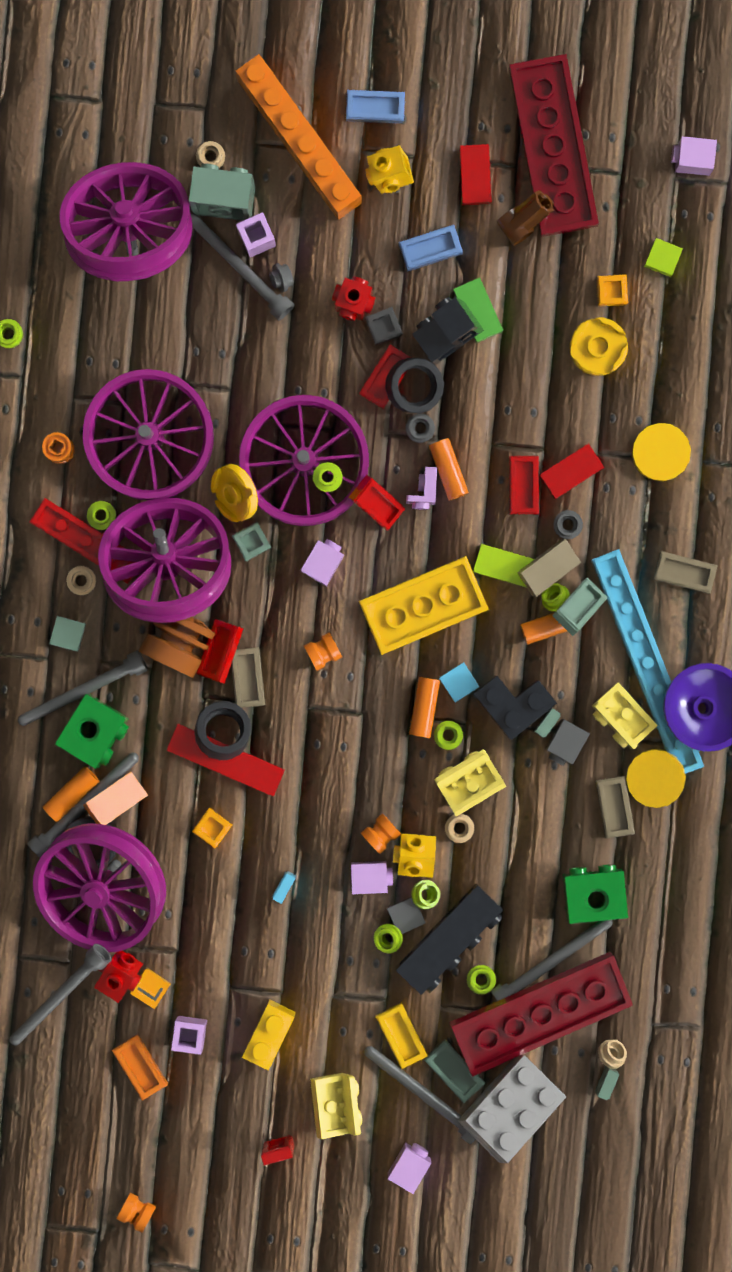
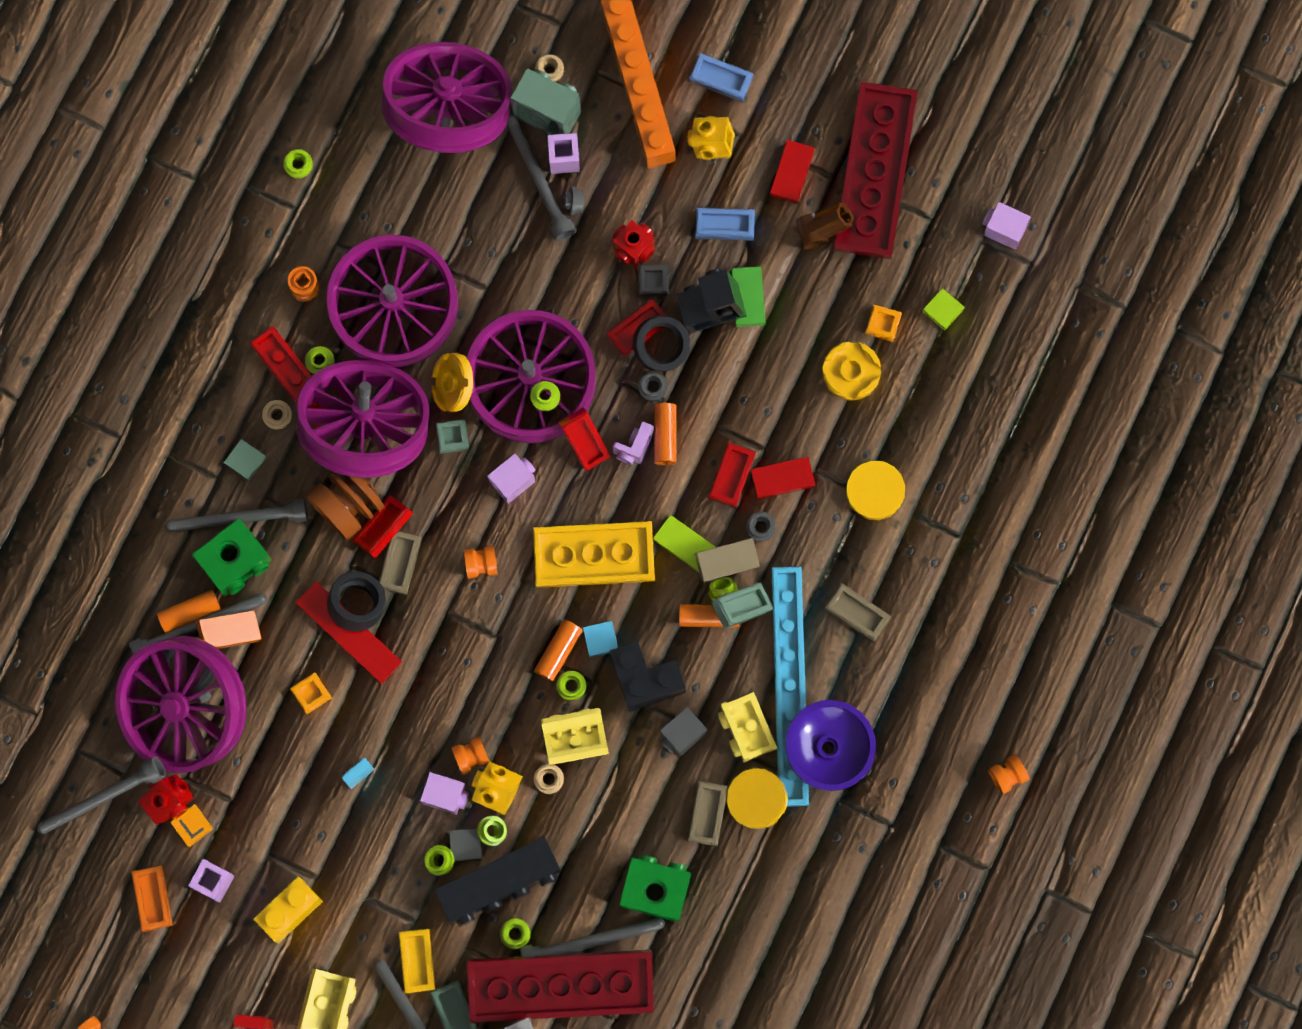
camera: 20 degrees right, 10 degrees down
(547, 723) = (670, 706): sand green tile -> none

